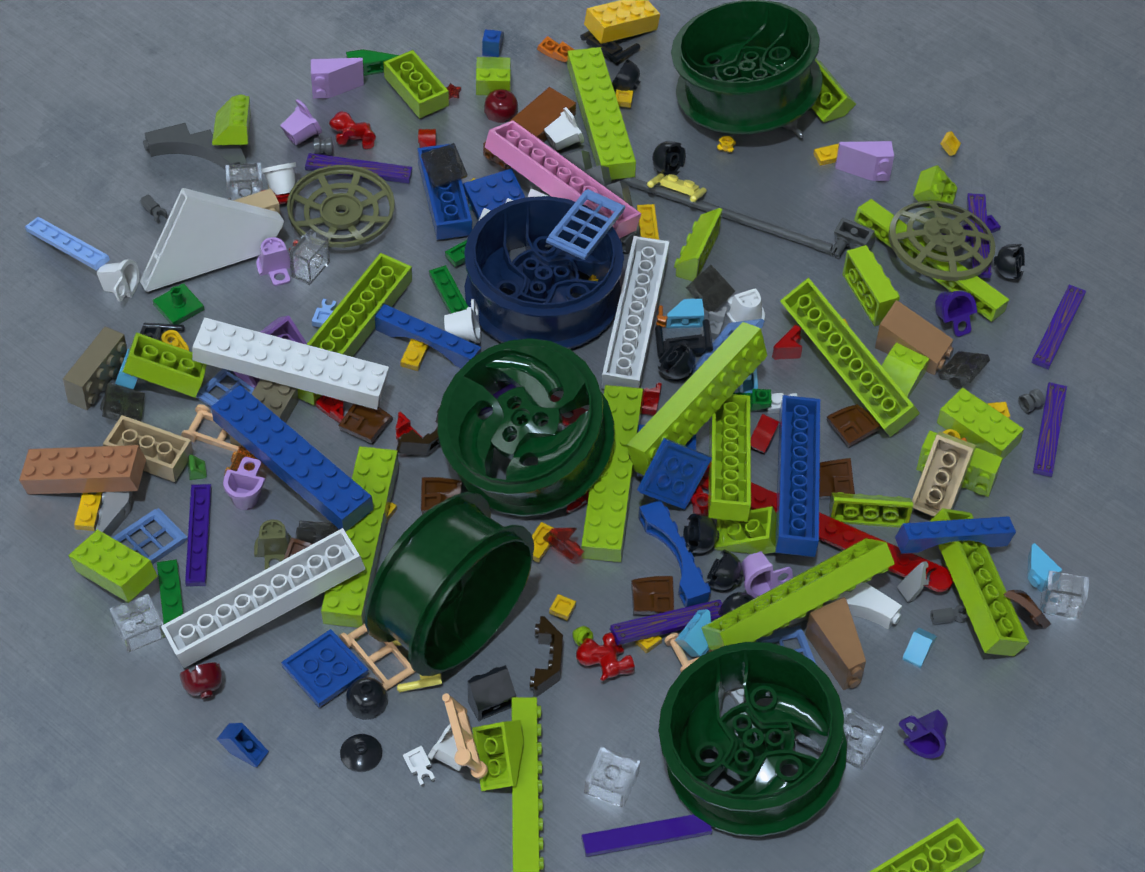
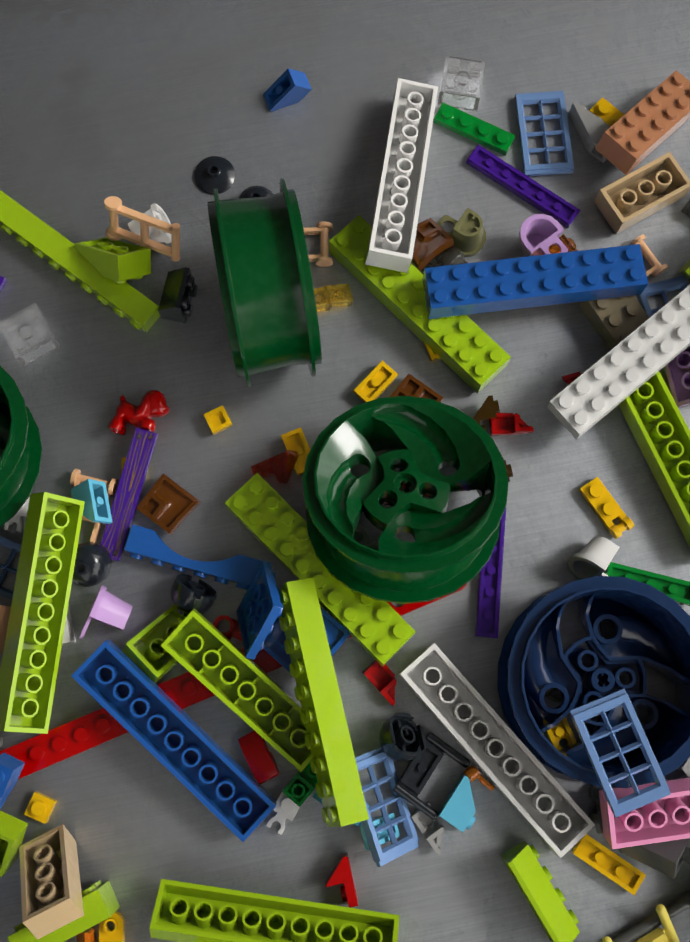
camera: 130 degrees right, 25 degrees up
(113, 566) = (526, 83): lime brick -> none
(196, 468) = (596, 226): bright green slope -> none
(202, 680) = (368, 95): dark red cylinder -> none
(324, 668) = (316, 191): blue plate -> none
(365, 422) = (538, 393): reddish brown plate -> none
(399, 324) = (607, 518): blue arch -> none
(418, 763) = (167, 201): white plate -> none
(551, 636) = (199, 387): dark brown slope -> none
(581, 633) = (178, 415): lime plate -> none
(710, 288) = (474, 857): clear smoke plate -> none
(725, 571) = (137, 584): black cylinder -> none
(745, 306) = (416, 873): white container -> none
(835, 477) = (152, 783): reddish brown plate -> none
(853, 424) = (202, 860): reddish brown plate -> none
(870, 509) = (92, 784): lime slope -> none

